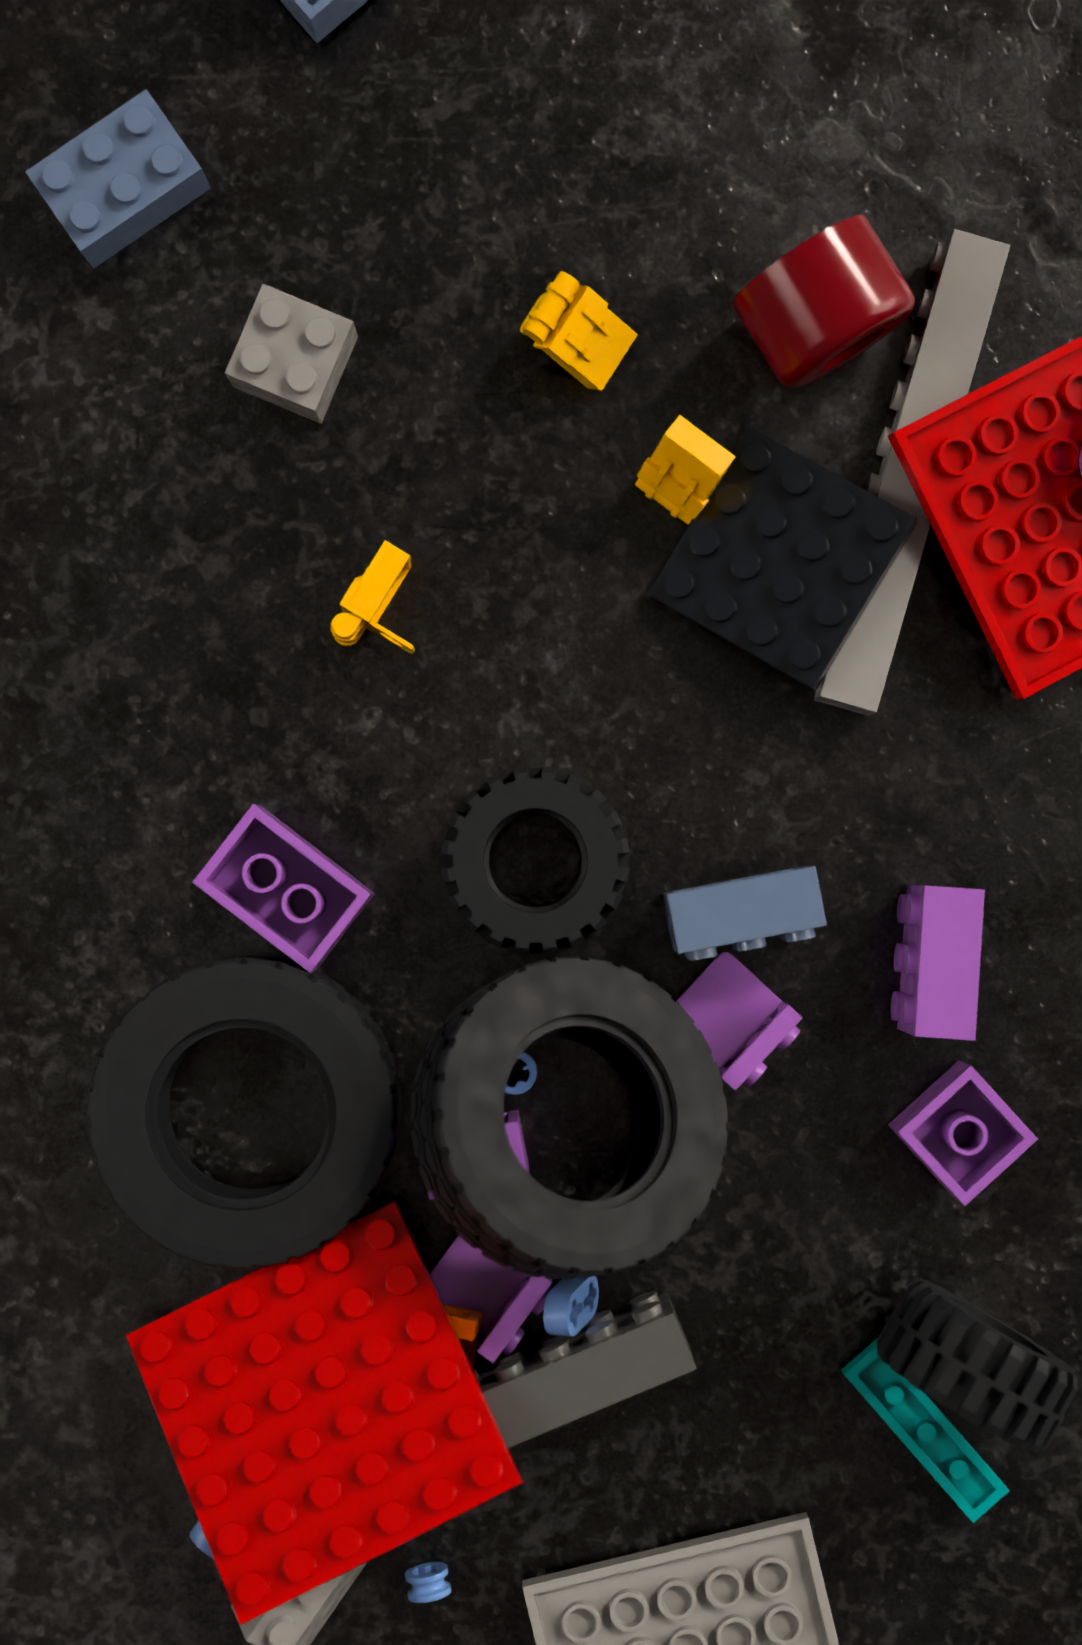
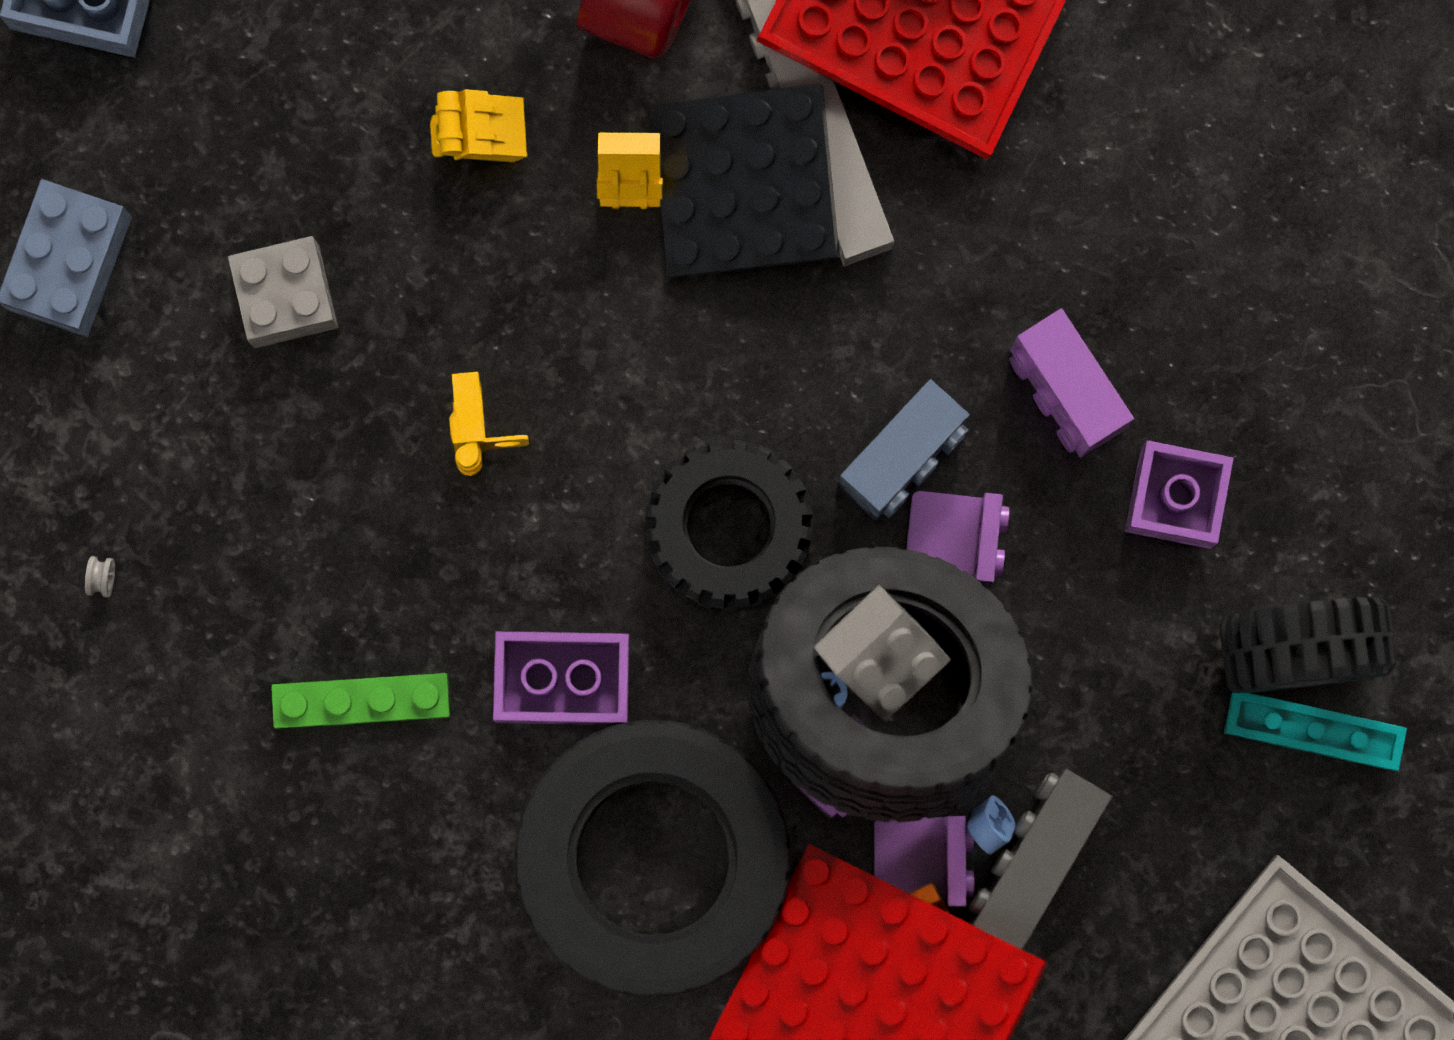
camera: 35 degrees left, 5 degrees down
(96, 774) = (360, 701): none -> bright green plate
(580, 1091) = (881, 653): none -> light grey brick

